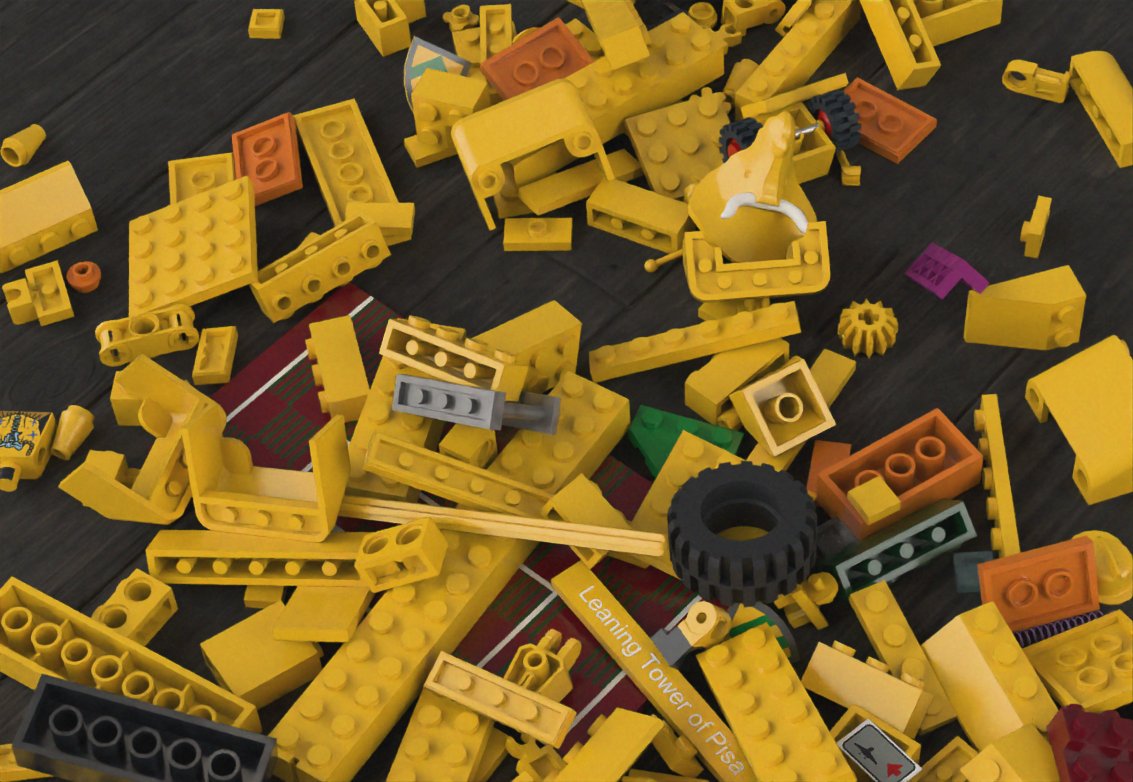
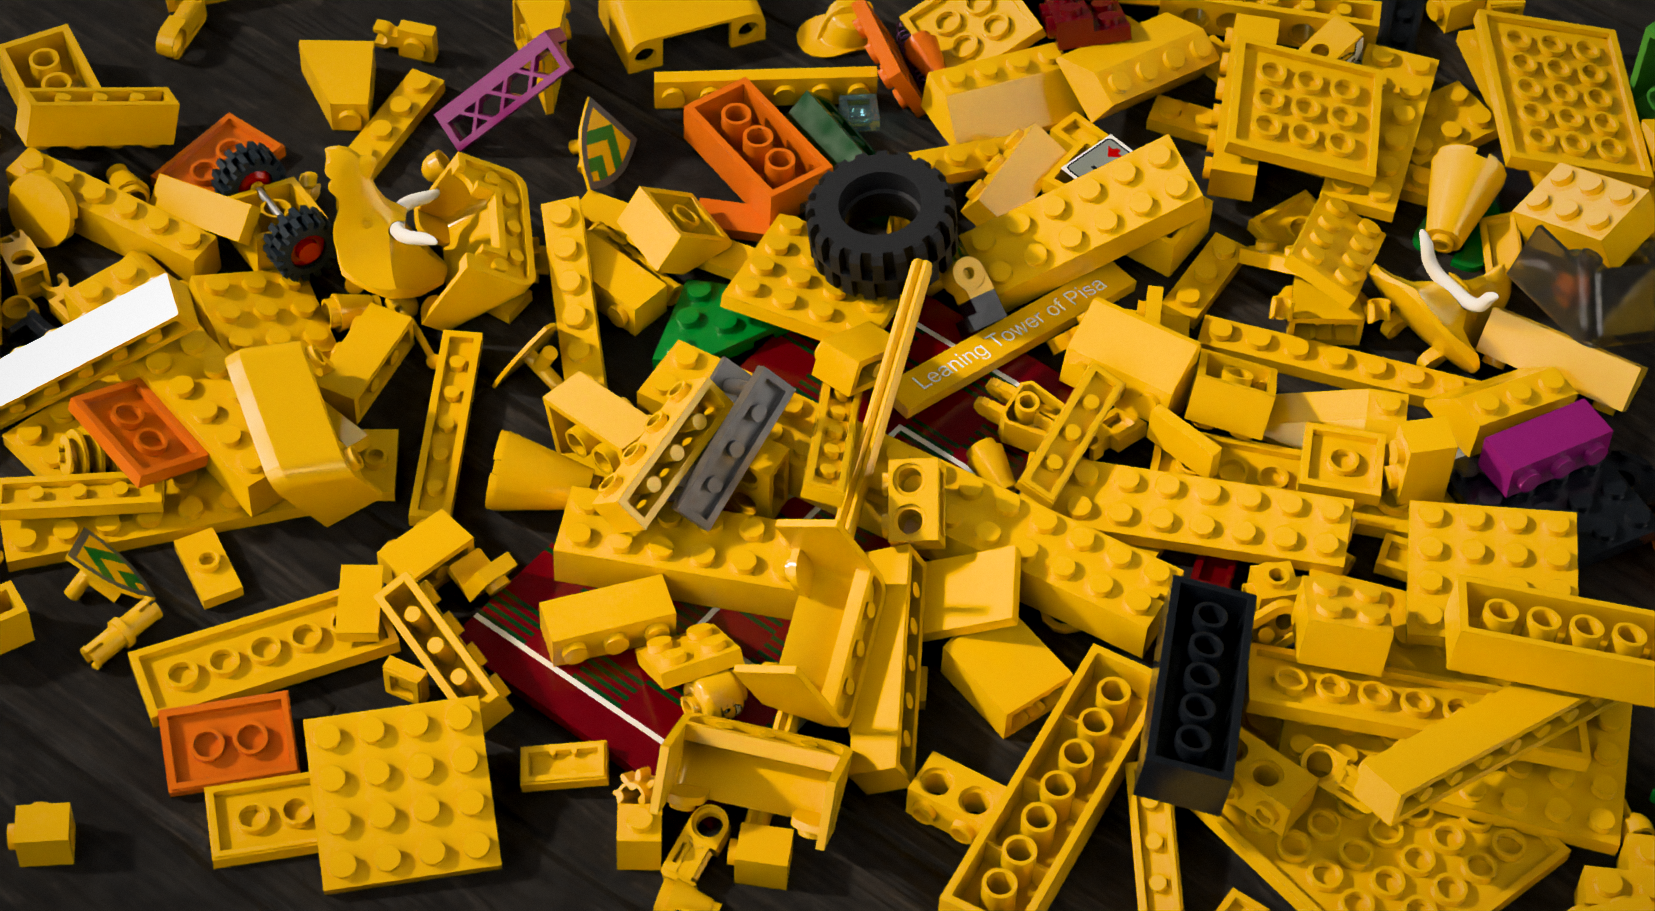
camera: 100 degrees left, 0 degrees up
(118, 435) = (694, 850): none -> yellow piece
(147, 334) = (538, 862): yellow piece -> none
(203, 71) = (43, 834): none -> yellow brick
(259, 436) = (715, 695): none -> yellow head
(286, 415) = (688, 655): none -> yellow plate
(379, 98) = (121, 632): none -> yellow pin
(410, 296) = (477, 575): none -> yellow bracket
(431, 262) = (426, 550): none -> yellow brick
(443, 100) = (201, 516): yellow slope -> none
(490, 651) = (990, 462): none -> yellow cone
(499, 300) = (533, 476): none -> yellow cone
(571, 272) = (446, 424): none -> yellow plate
(635, 326) = (538, 363): none -> yellow shield
(838, 62) = (124, 180): none -> yellow cone
(867, 328) = (548, 174): yellow gear -> none
(874, 500) = (810, 151): yellow tile -> none
(882, 257) = (434, 165): none -> yellow hinge
(899, 362) = (602, 146): none -> shield
(933, 226) = (398, 117): none -> yellow plate
(974, 186) = (341, 80): none -> yellow slope
(1048, 622) = (924, 52): none -> orange cone

